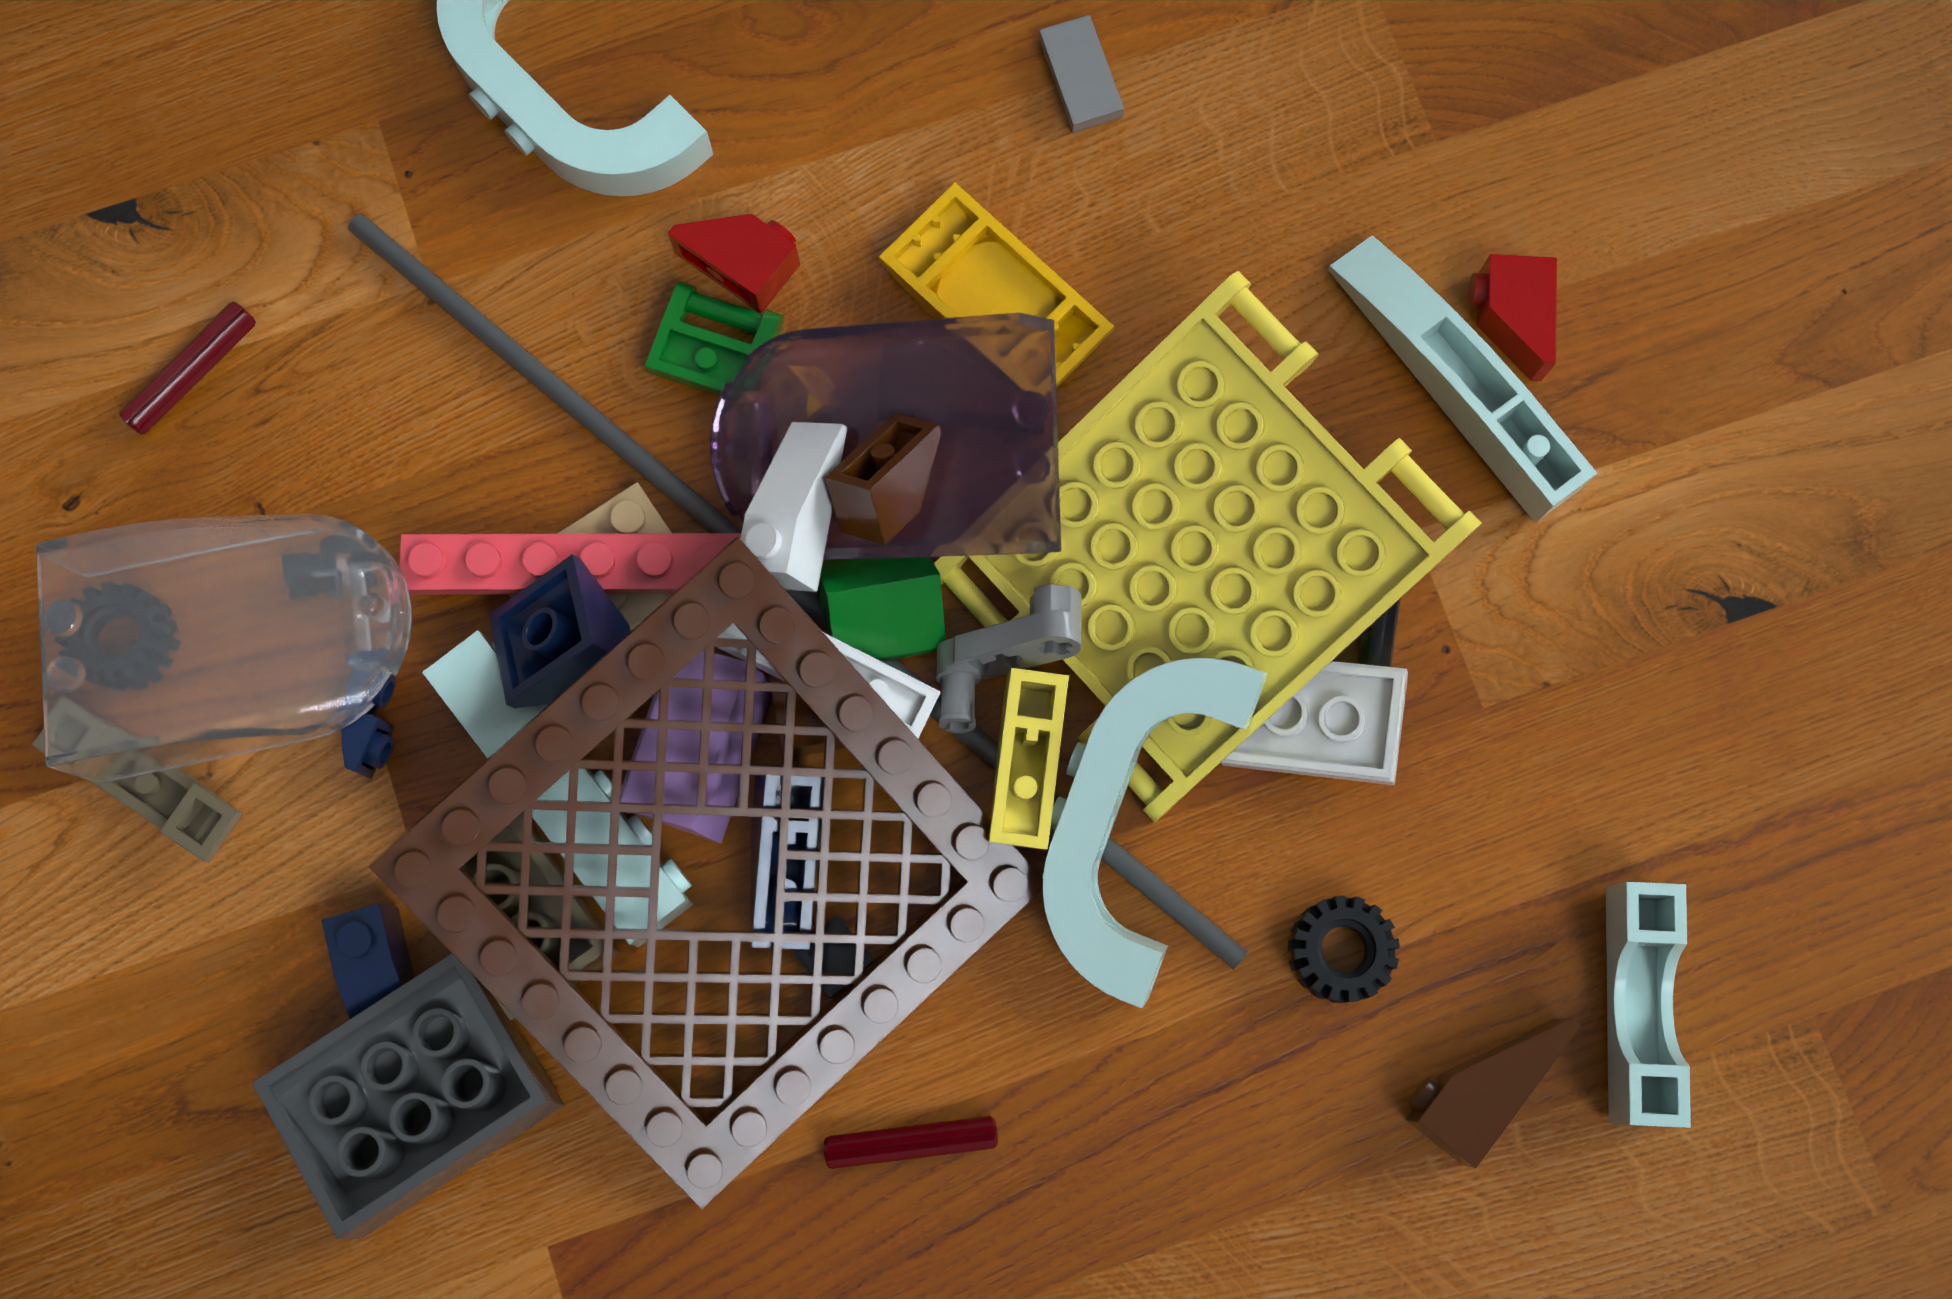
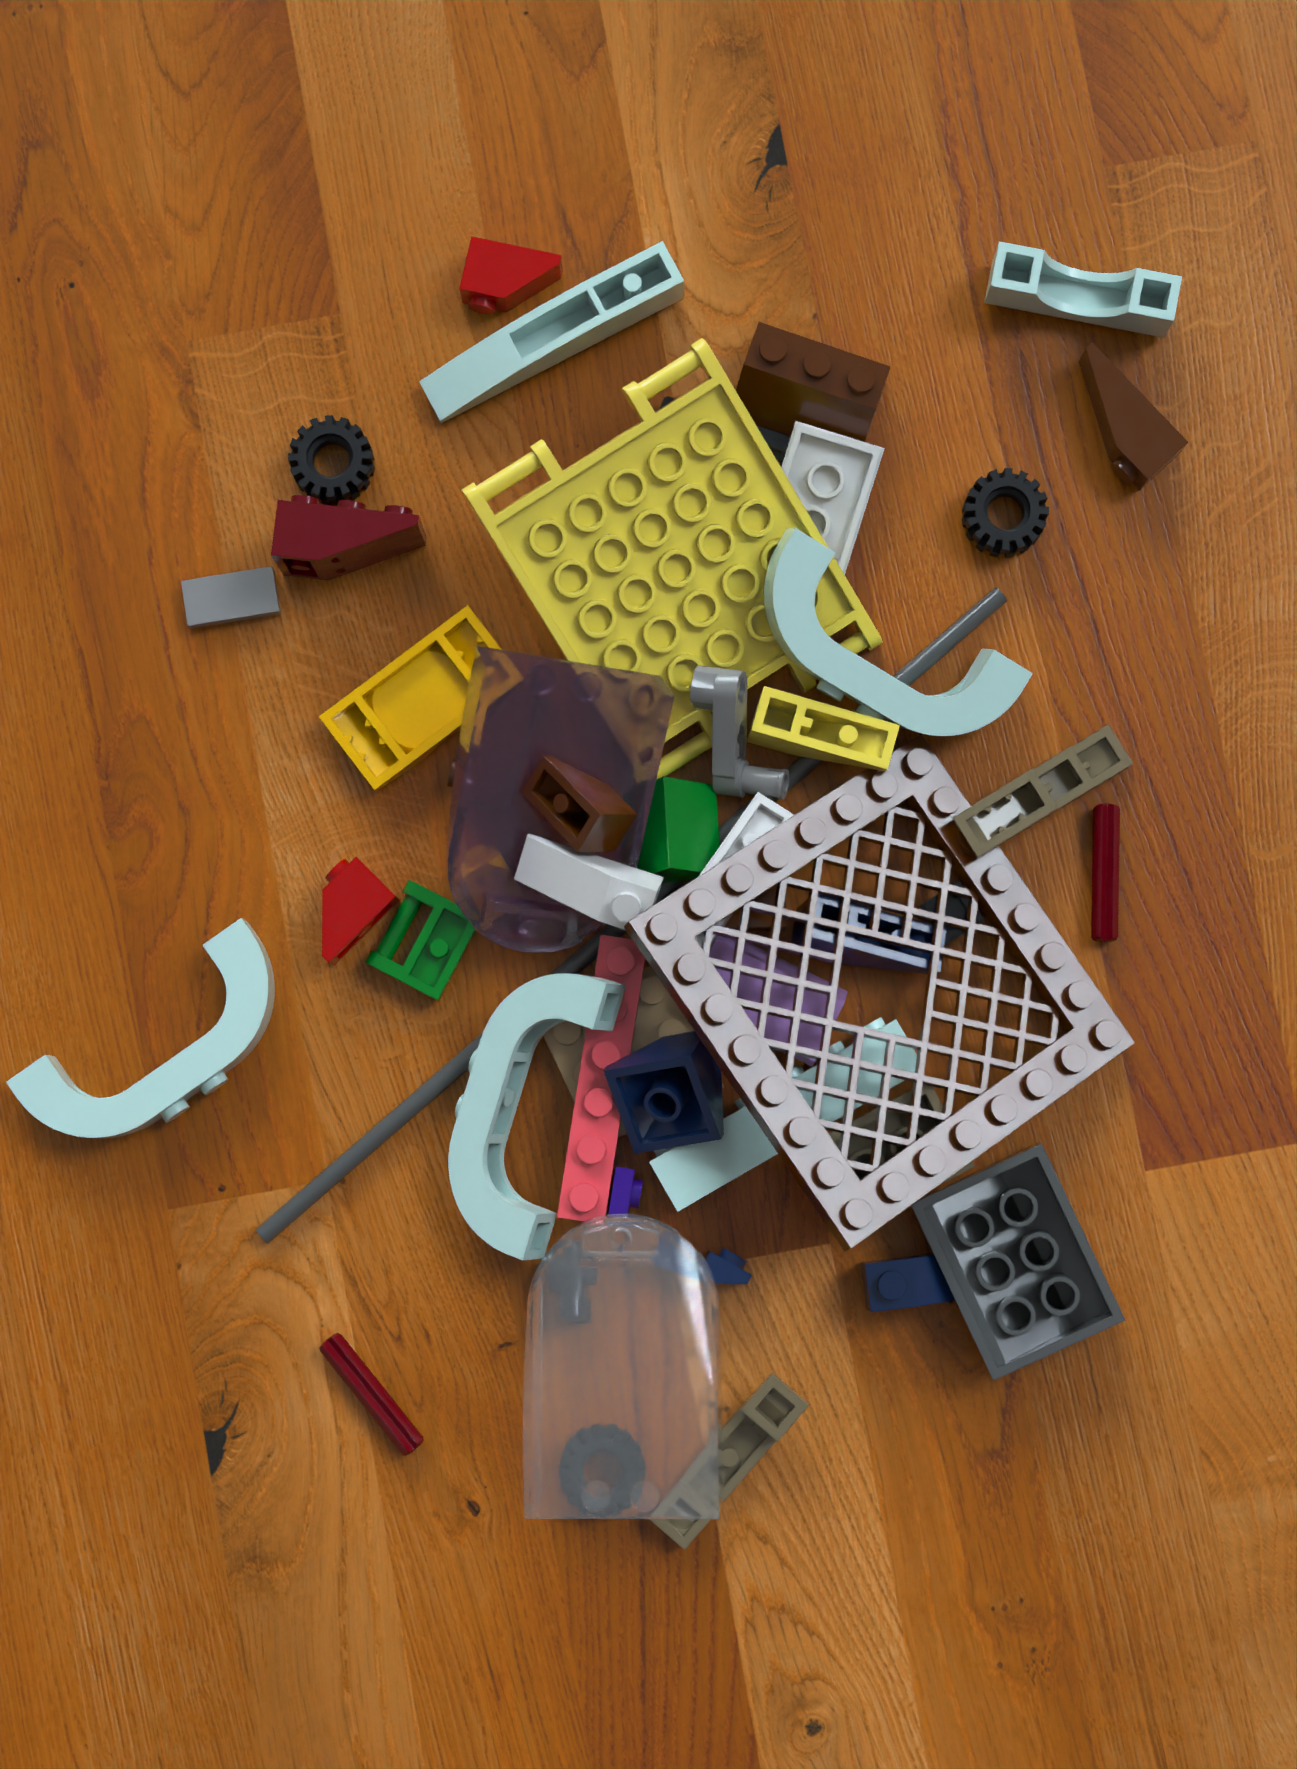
camera: 80 degrees left, 5 degrees up
(445, 611) = (625, 1191): none -> dark purple plate
(569, 444) = (492, 1097): none -> light aqua arch
(998, 1045) = (1042, 791): none -> dark tan slope
(1165, 166) = (340, 539): none -> dark red slope
(1264, 124) = (331, 433): none -> black tyre
(1457, 682) = (809, 383): none -> reddish brown slope

